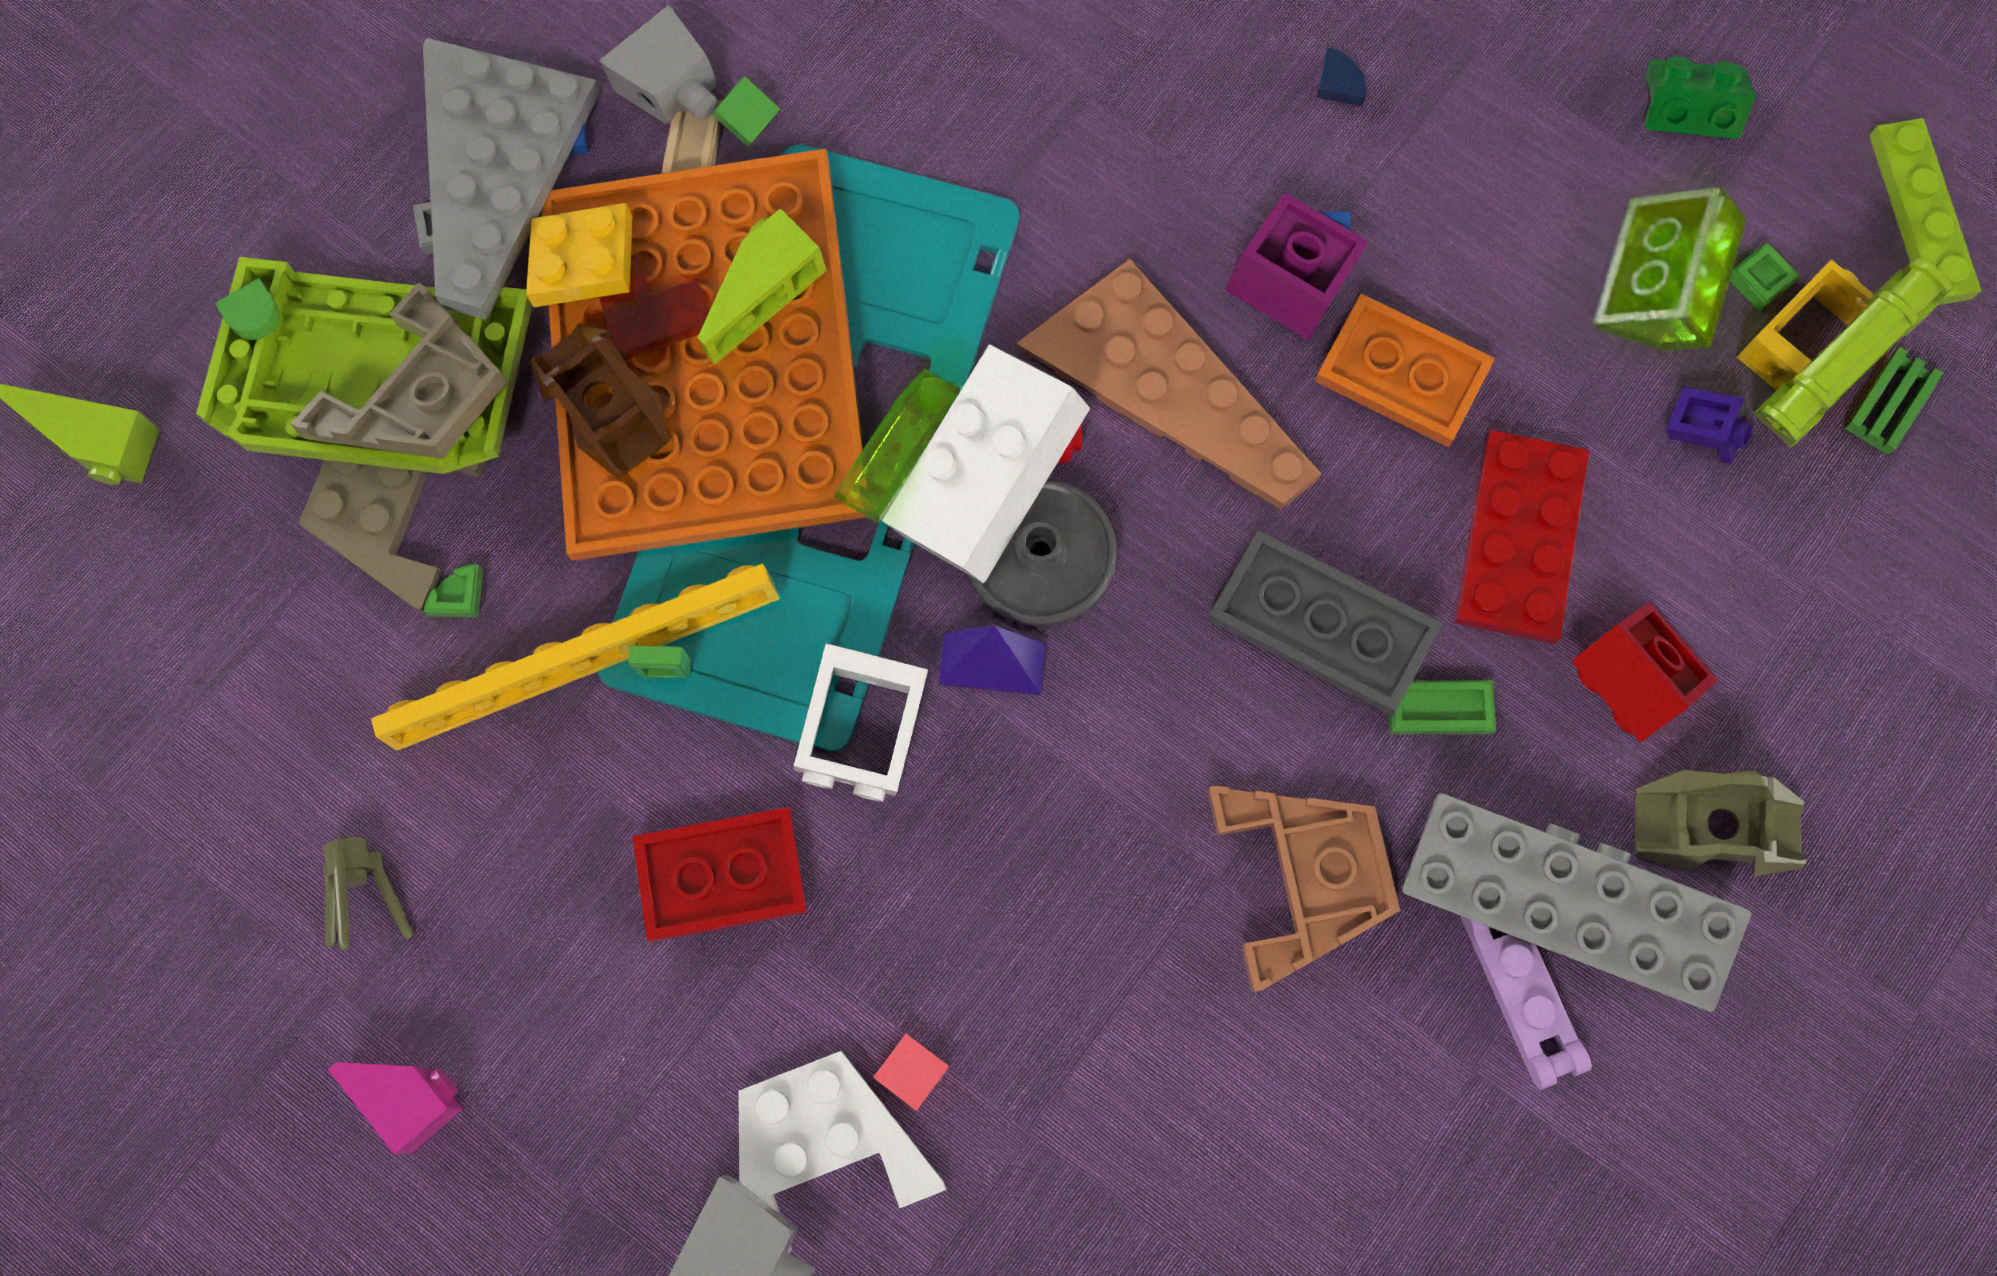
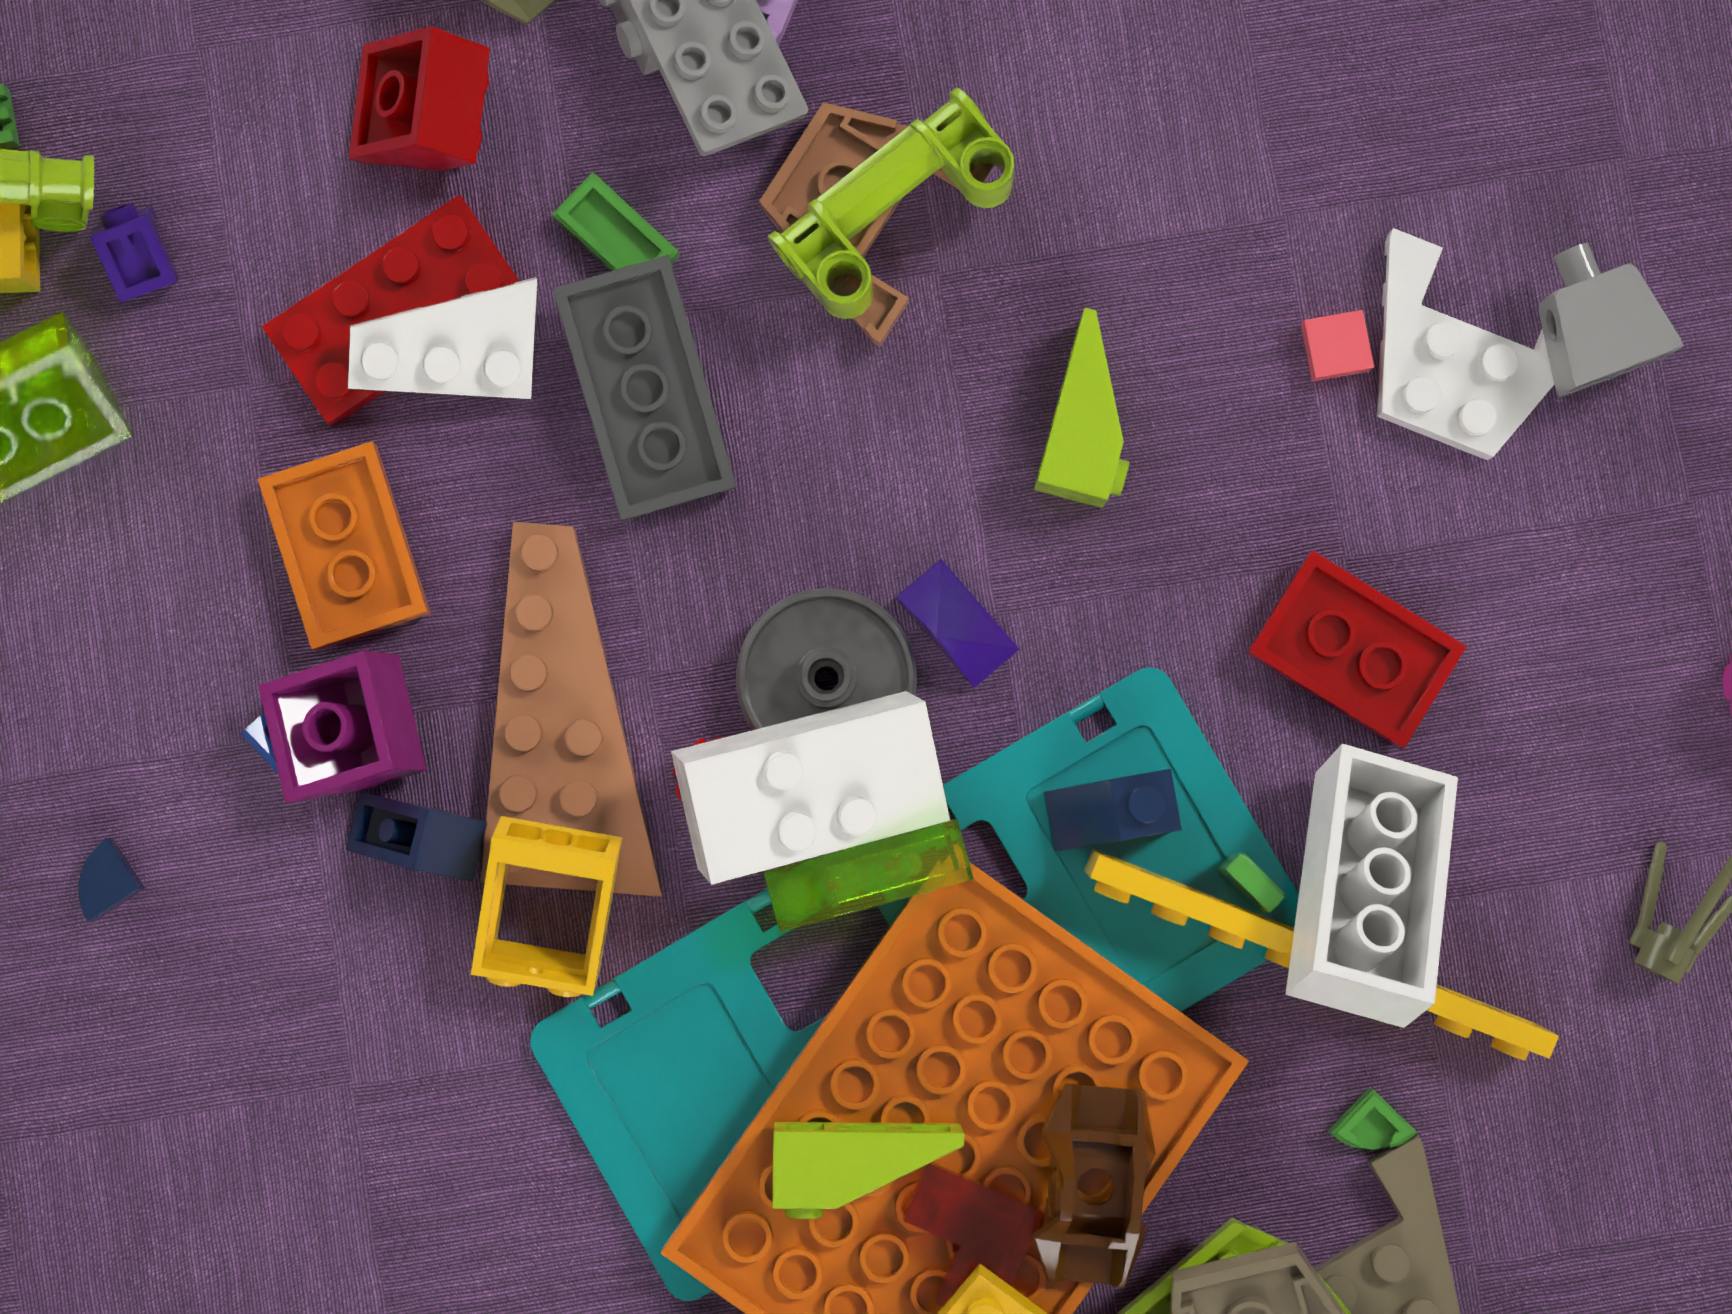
camera: 140 degrees left, 10 degrees up
(575, 717) = (1373, 887): none -> white brick
(785, 629) = (1112, 810): none -> dark blue slope
(874, 671) = (1074, 702): white window -> none
(1026, 854) = (1085, 430): none -> lime slope
(1098, 298) = (551, 850): none -> yellow window
(1190, 248) = (416, 836): none -> dark blue slope
(1308, 804) = (949, 139): none -> lime piece
(1462, 539) = (452, 347): none -> white wing

